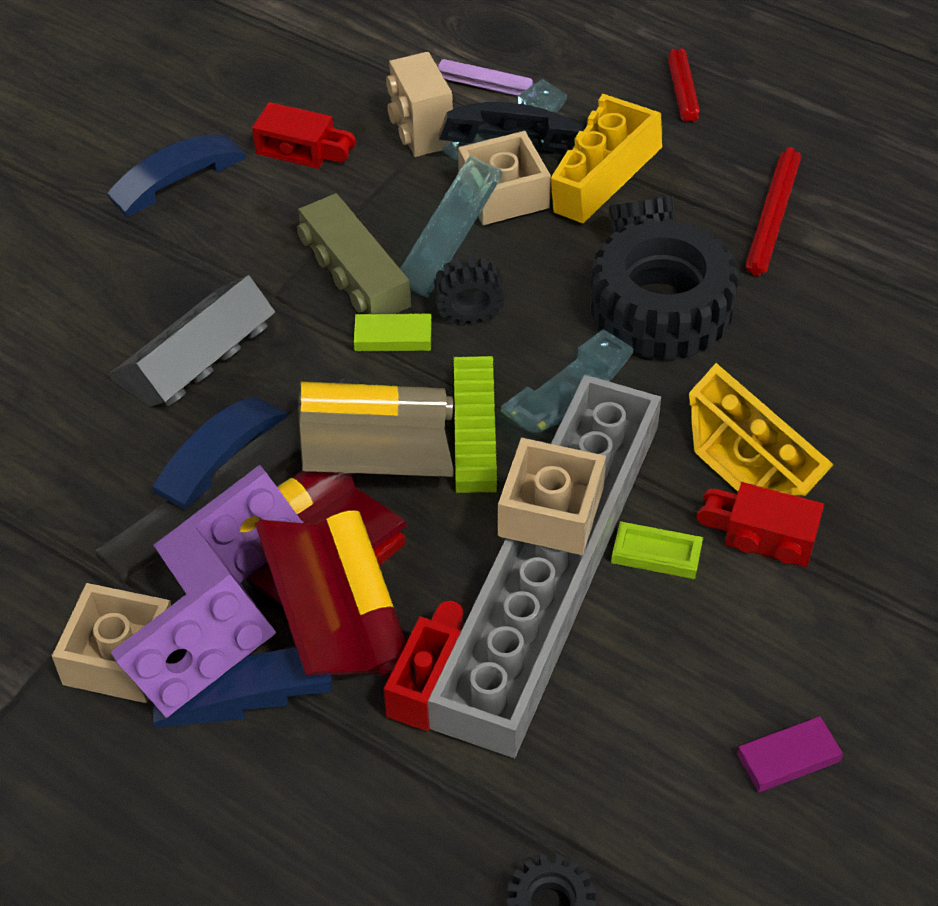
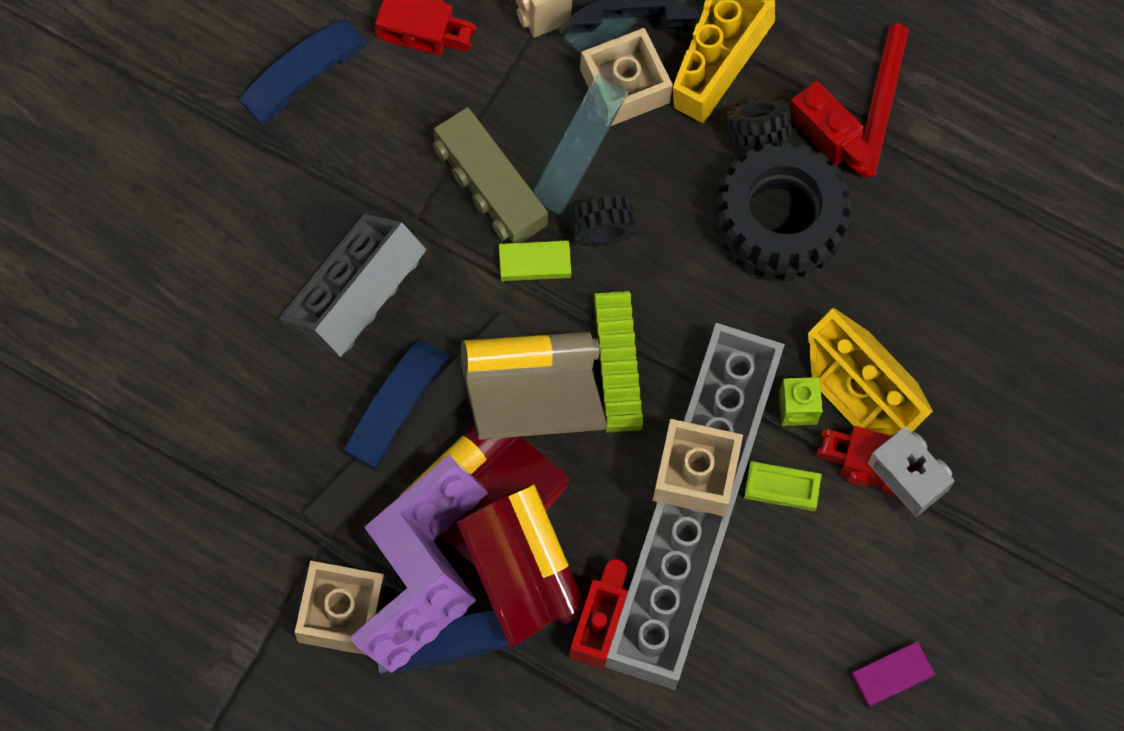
camera: 10 degrees left, 20 degrees up
(547, 406) = (696, 323): clear light blue slope -> none
(679, 462) = (800, 401): none -> lime brick
(722, 216) = (830, 127): none -> red brick
(808, 521) = (914, 489): none -> light grey brick

